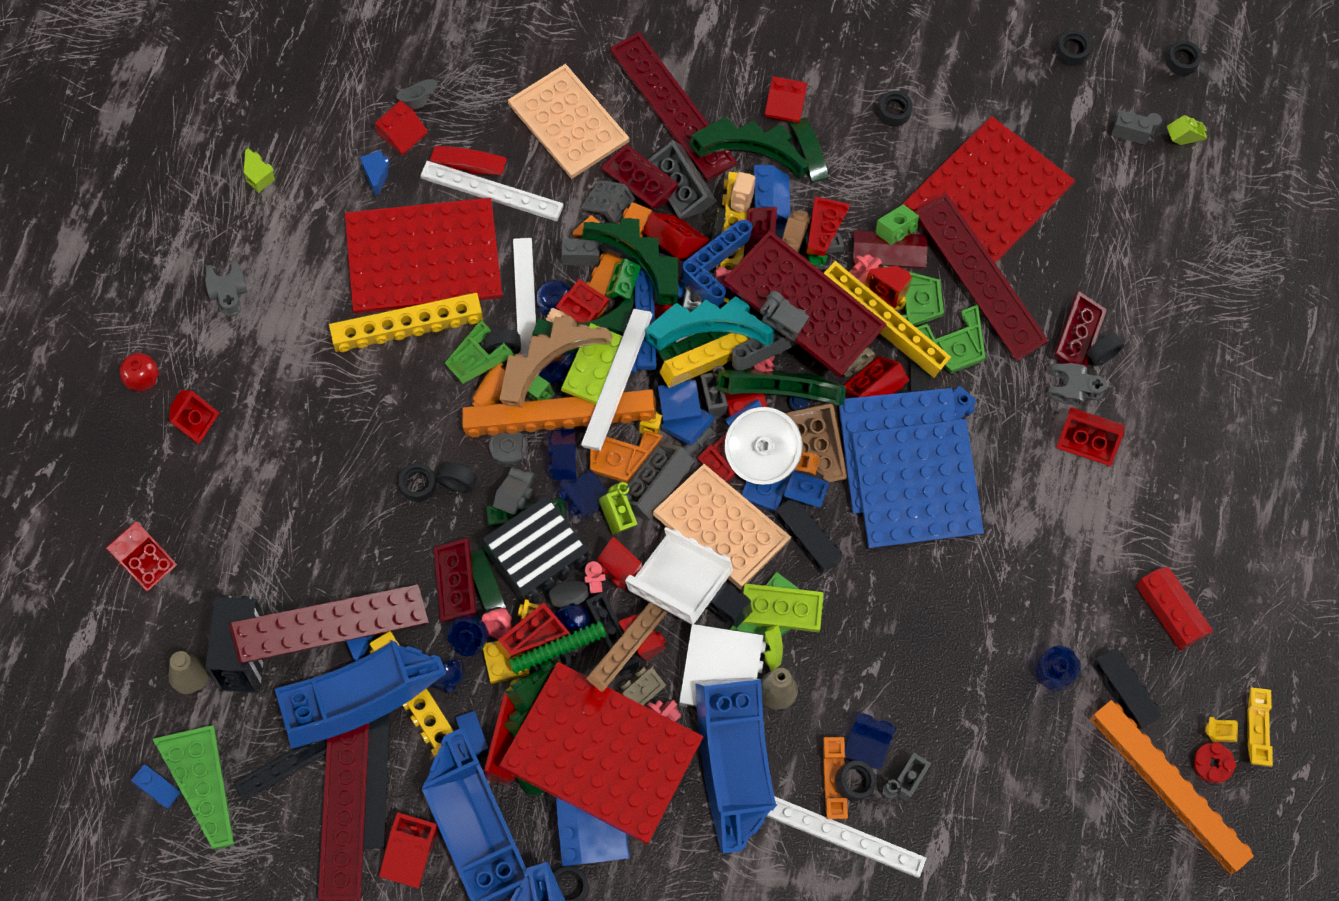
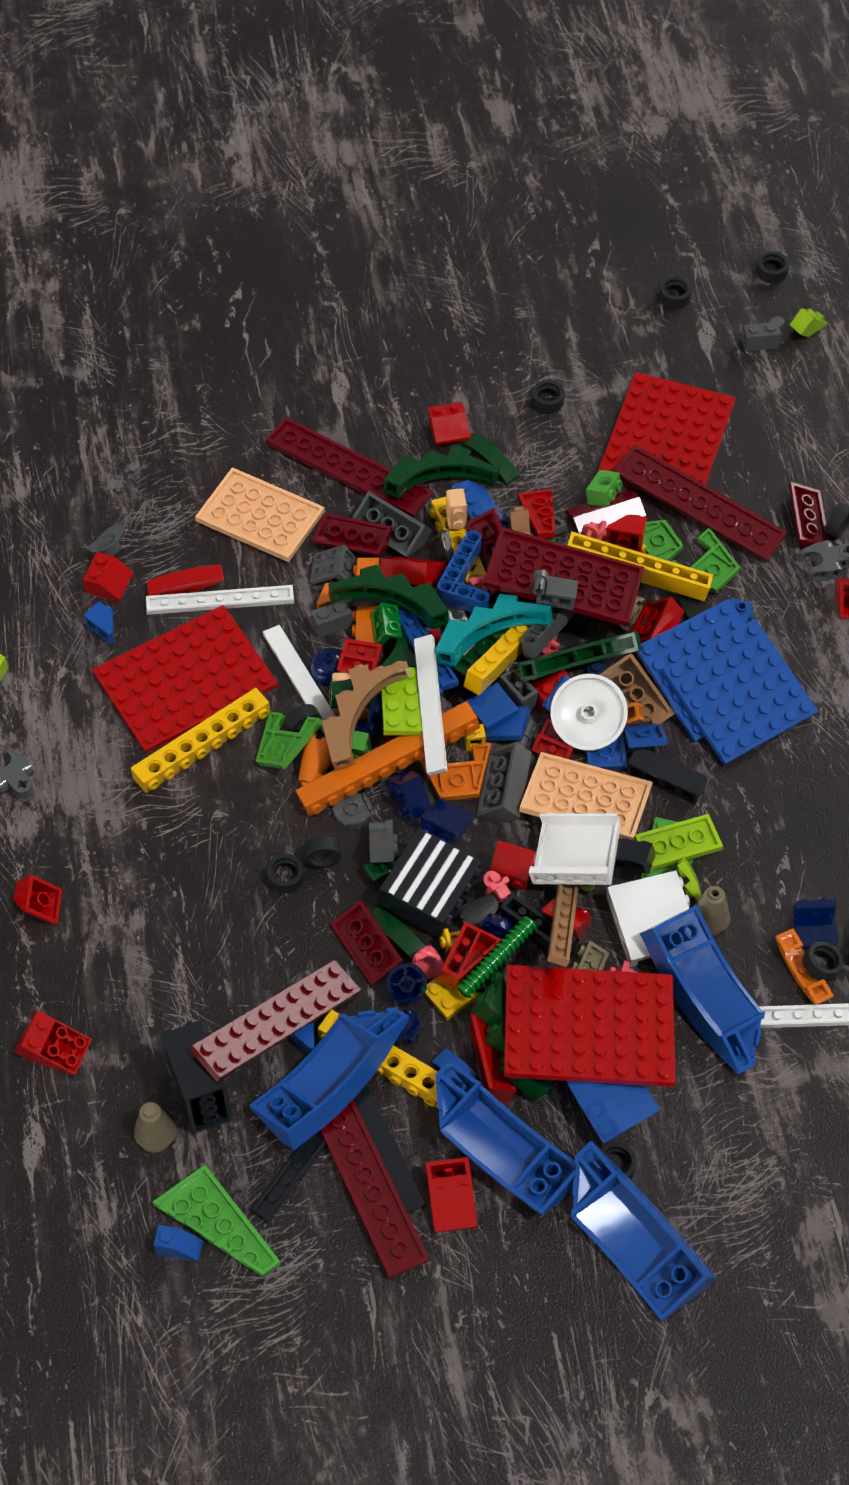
camera: 20 degrees left, 10 degrees down
(617, 509) = (485, 819): lime hinge -> none

